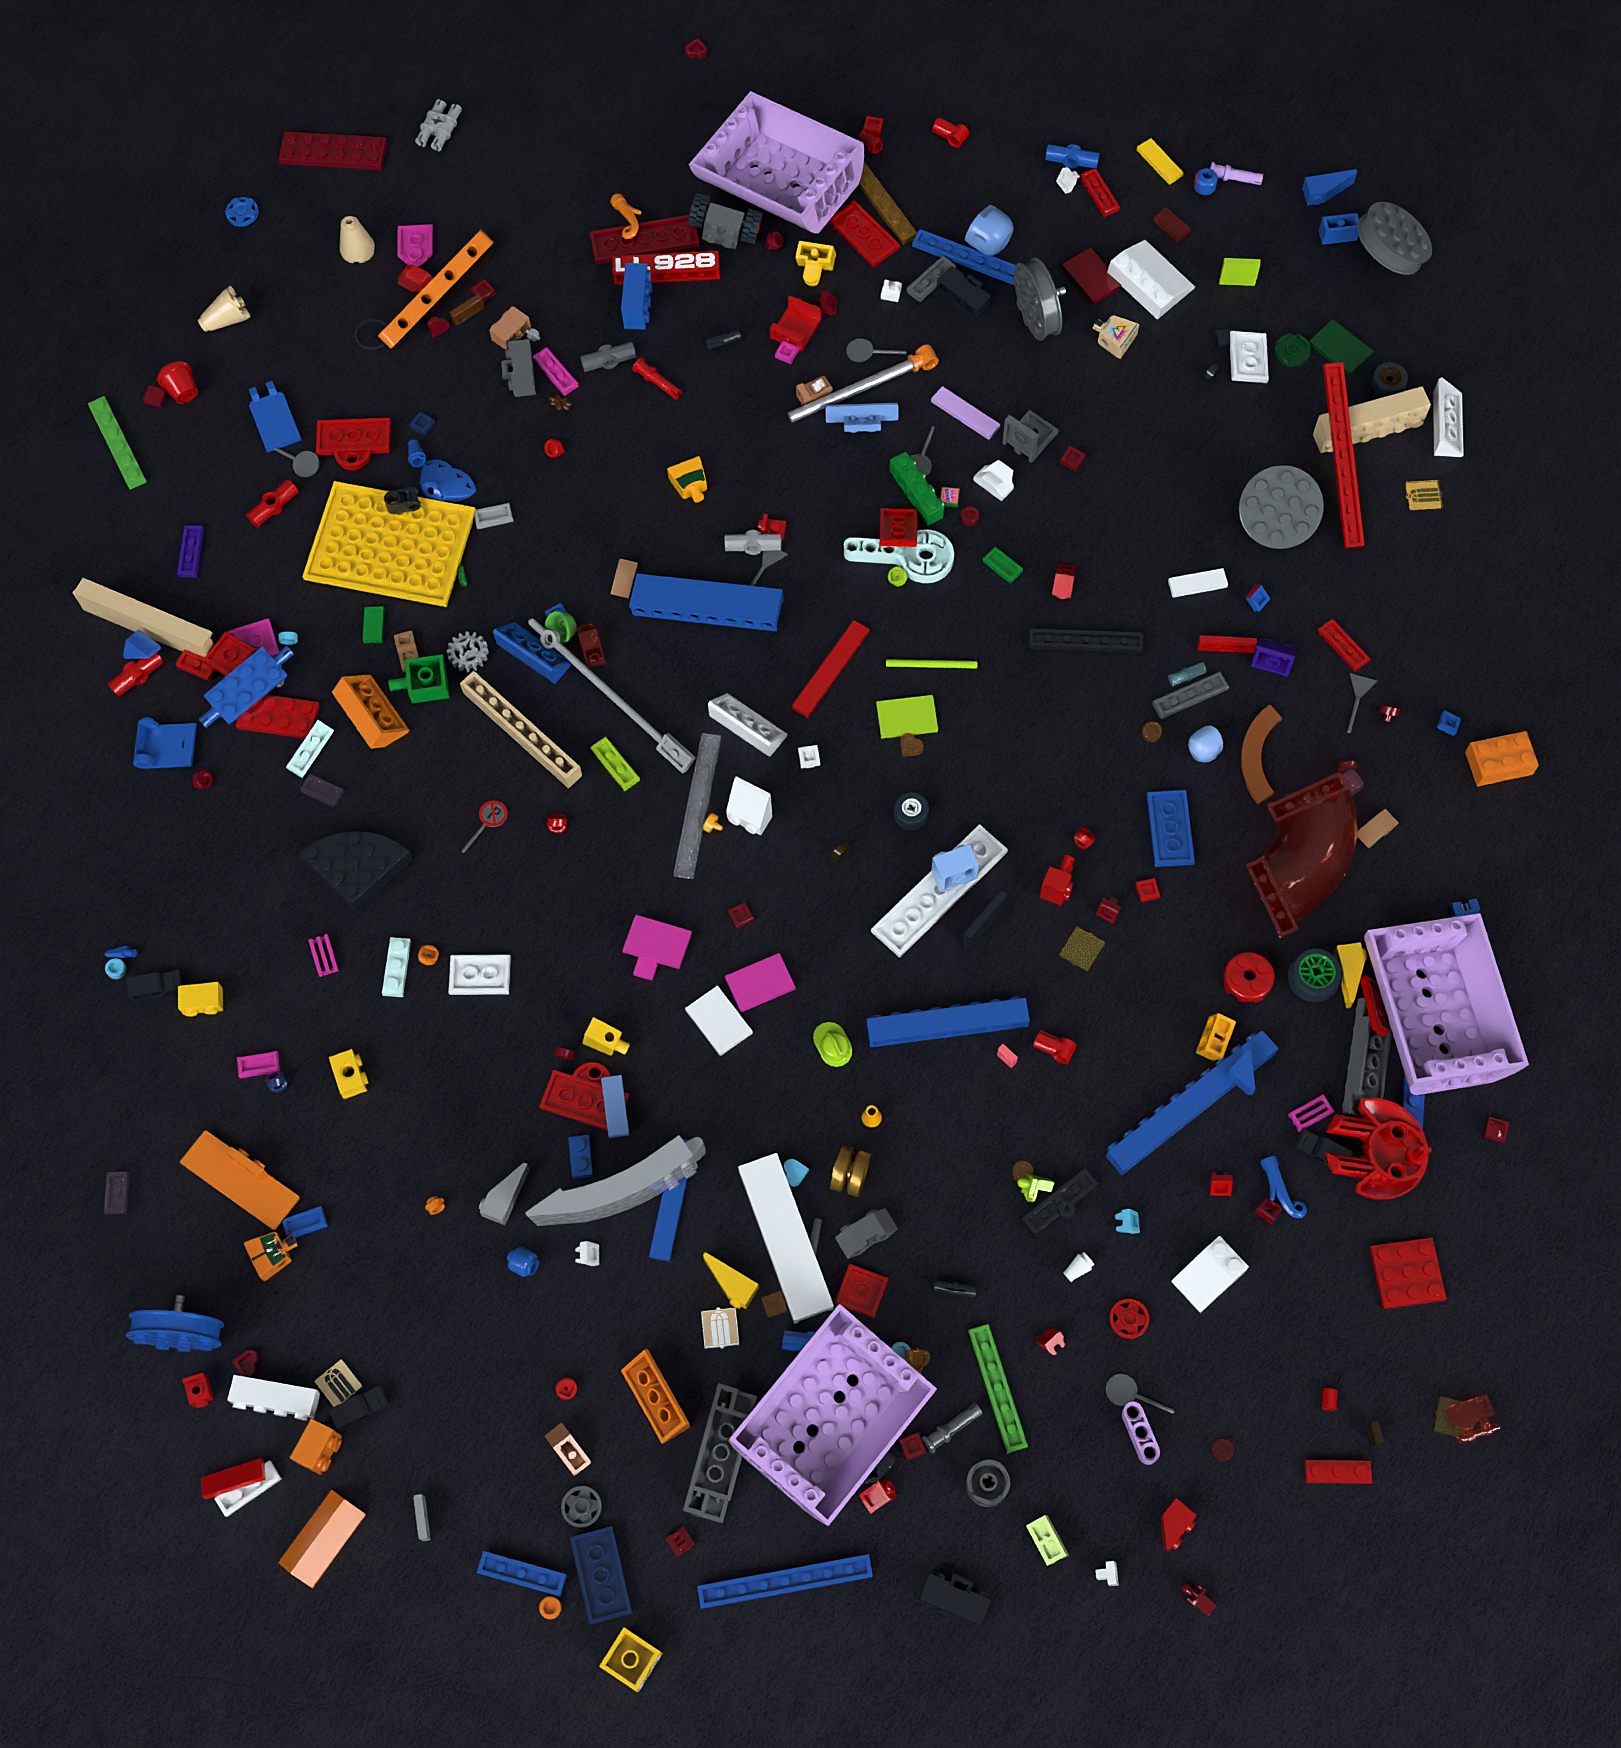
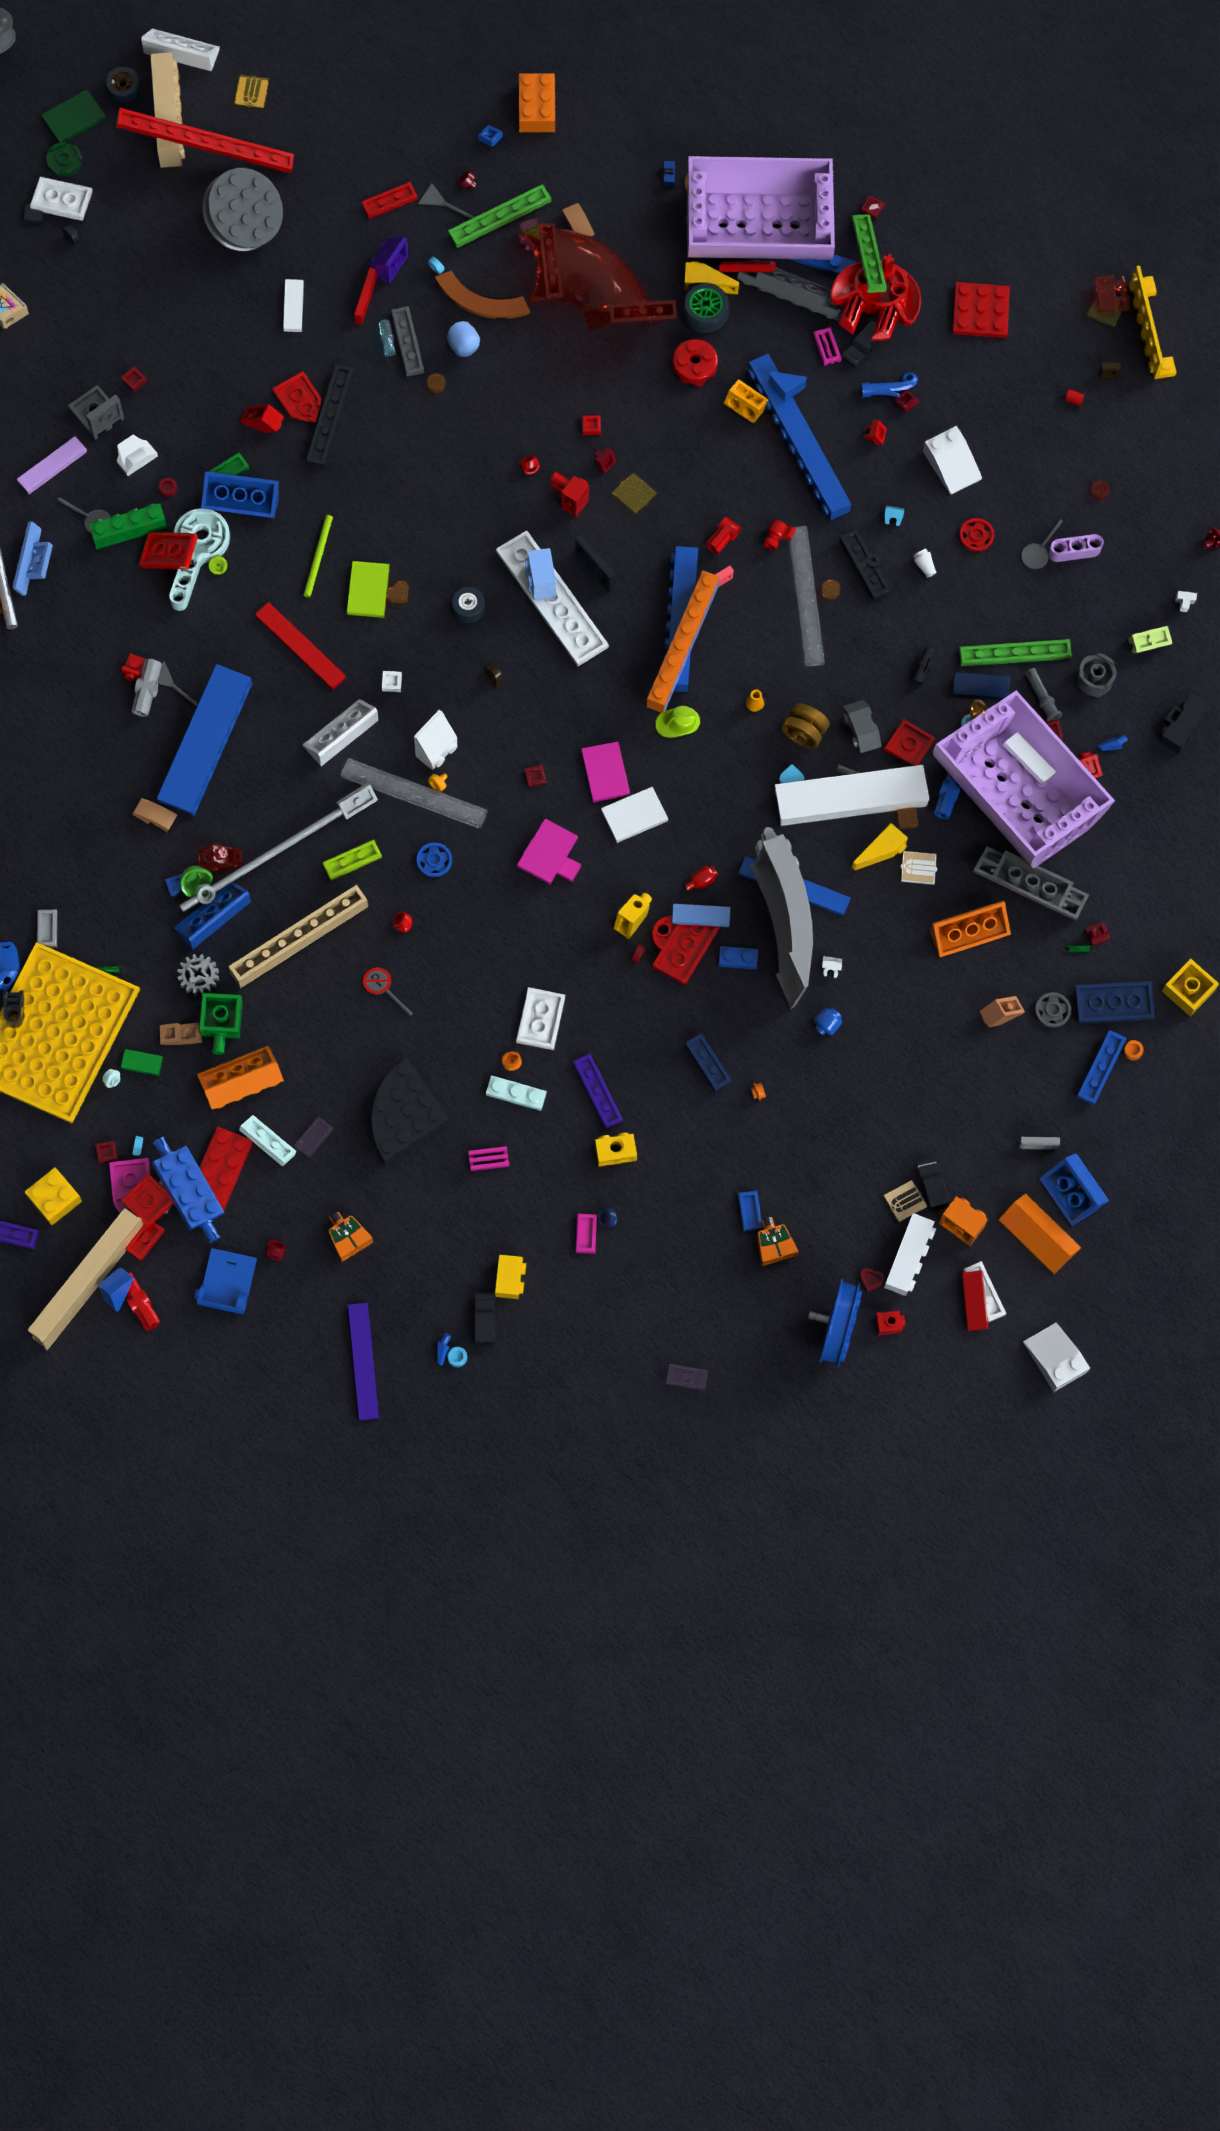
camera: 85 degrees left, 5 degrees up
(100, 883) = (363, 1361): none -> dark purple tile
(181, 1580) = (1056, 1356): none -> white slope
(223, 841) = (348, 1236): none -> orange torso
(227, 578) = (53, 1196): none -> yellow brick
(240, 1179) = (696, 1263): orange bracket -> none
(280, 615) = (106, 1152): none -> dark red tile
(352, 601) = (111, 1078): none -> light aqua plate
(374, 1567) = (1074, 1189): none -> blue slope
(411, 1045) = (597, 1091): none -> dark purple tile
(458, 1147) = (708, 1062): none -> dark blue plate
(502, 1198) = (766, 1031): light grey slope -> none
(566, 1388) = (948, 1004): red tile -> none
(630, 839) = (434, 860): none -> blue wheel
(659, 1524) = (1079, 948): none -> green piece
(661, 1102) = (702, 878): none -> red plant
(689, 479) = (59, 733): light orange torso -> none
(784, 1581) = (1146, 855): blue plate -> none
(867, 1423) = (1029, 758): none -> white tile
(912, 1519) = (1112, 744): none -> blue bar
(913, 1023) = (683, 642): none -> orange brick
(947, 1356) = (981, 685): none -> dark blue slope
(950, 496) = (141, 499): tile -> none
(973, 577) = (240, 494): none -> blue slope
(1008, 1147) = (806, 598): none -> clear plate
(1031, 1185) = (847, 582): lime piece -> none
(1049, 1339) = (983, 600): red tile -> none
(1073, 1100) = (776, 532): none -> red piece
(1098, 609) = (299, 398): none -> red tile
(1170, 828) = (537, 390): blue plate -> none
(1174, 1523) = (1154, 539): red slope -> none
(1257, 598) = (324, 258): blue plate -> none
(1282, 702) = (435, 265): none -> medium azure tile
(1338, 1471) = (1134, 407): red plate -> none
(1347, 765) = (512, 228): clear red tile -> none
(1359, 751) = (499, 216): none -> bright green plate
(1431, 1131) = (869, 253): none -> bright green tile
(1493, 1455) = (1142, 289): none -> yellow bracket

